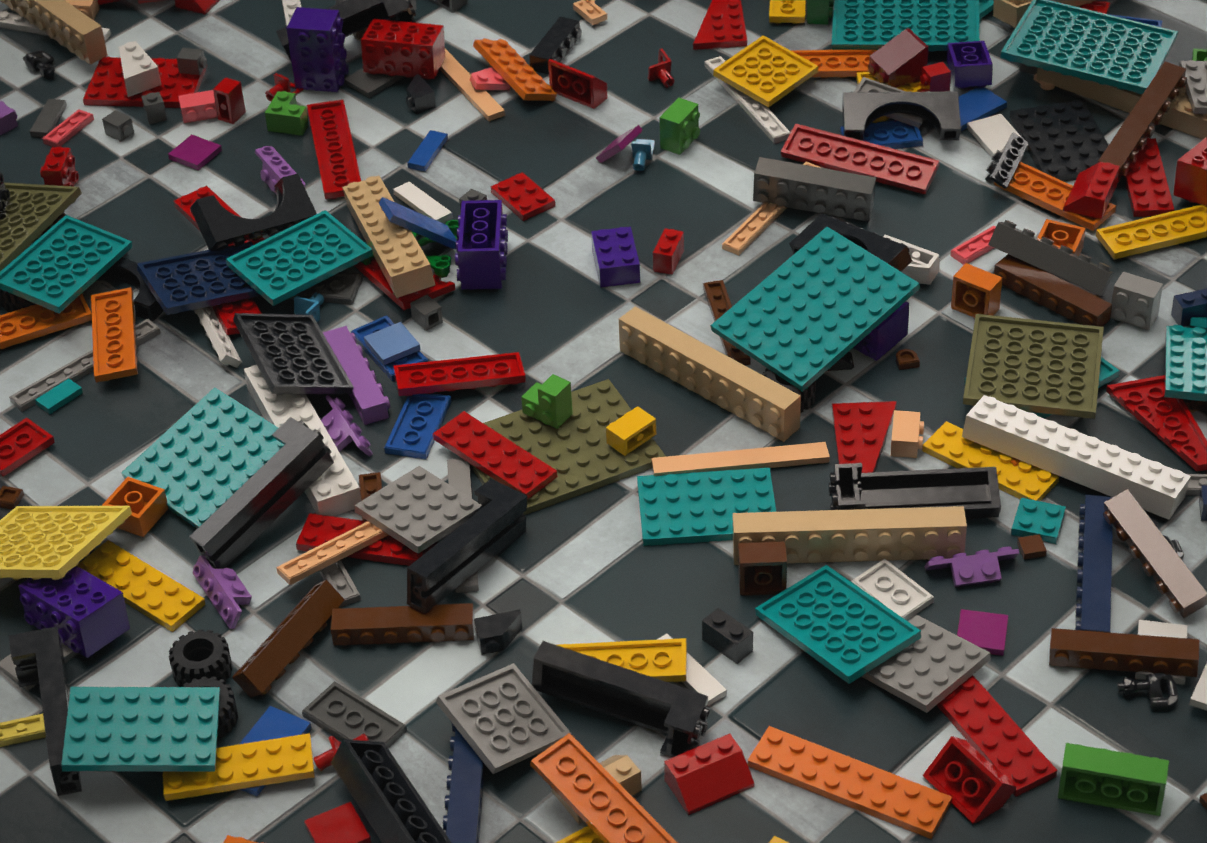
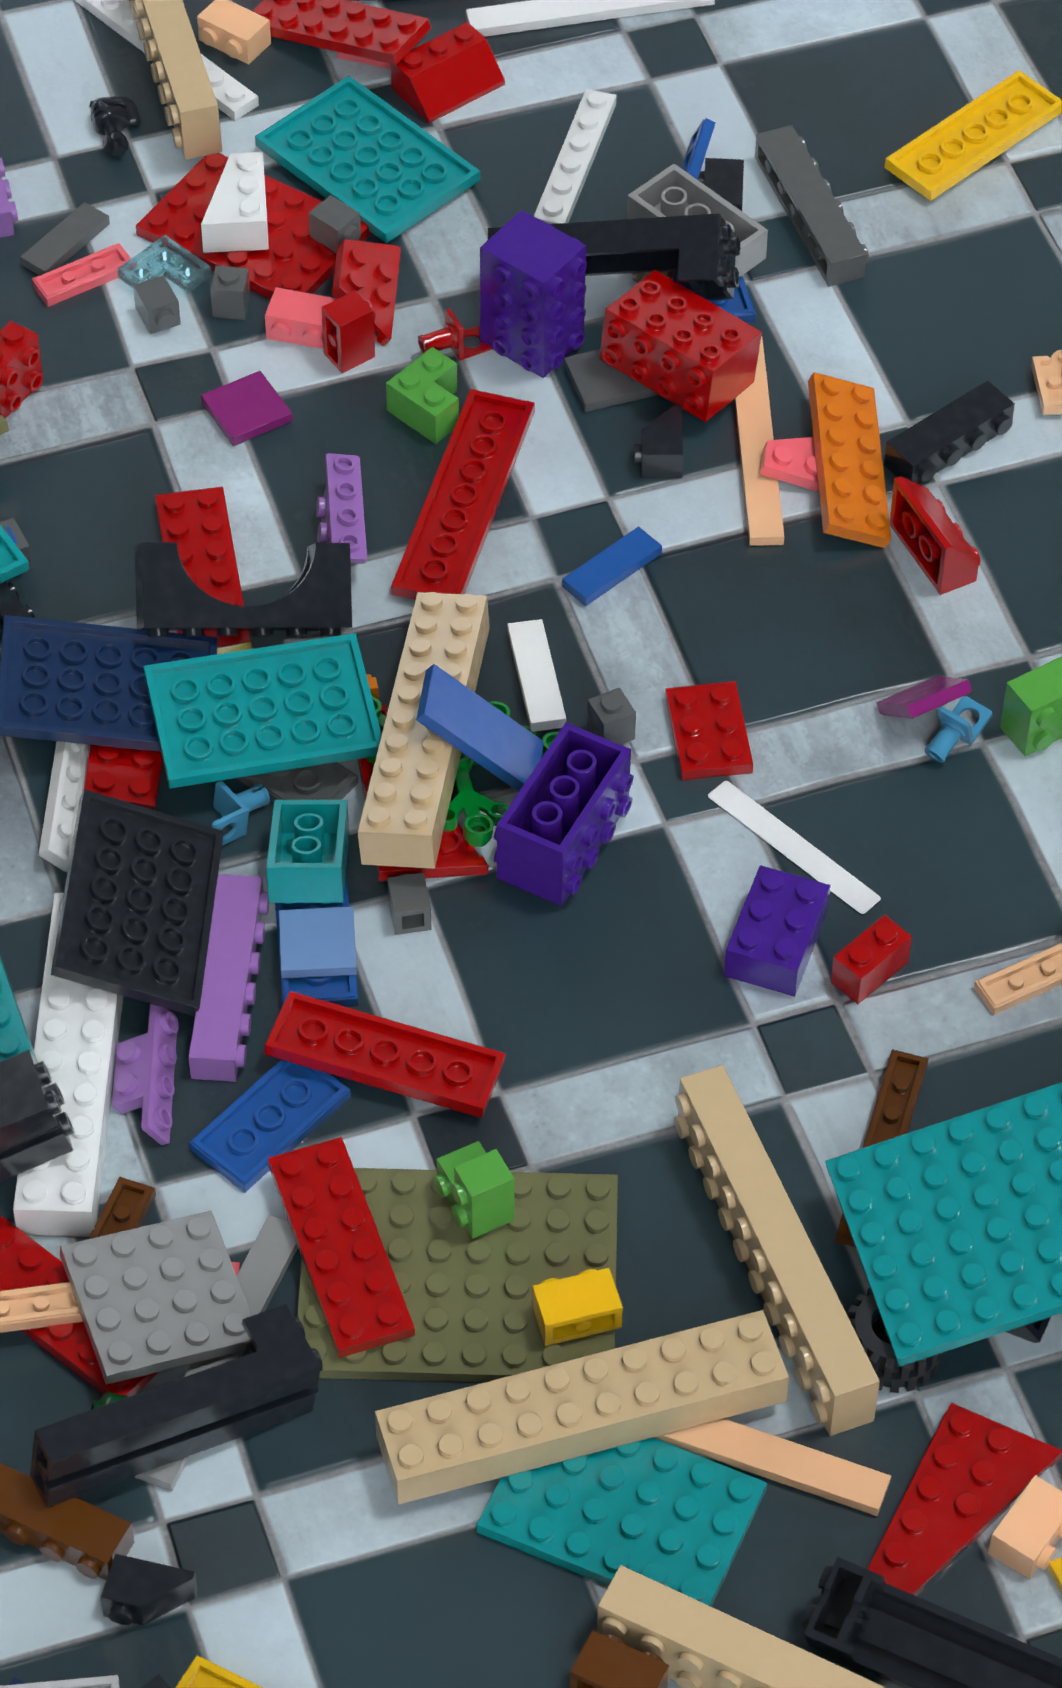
camera: 25 degrees right, 10 degrees up
(108, 105) = (166, 259): none -> clear light blue plate
(168, 30) = (368, 158): none -> teal plate
(216, 72) = (373, 274): none -> red wing
(363, 306) = (308, 851): none -> teal brick
(591, 225) = (794, 847): none -> white sticker
(661, 468) = (581, 1406): none -> tan brick

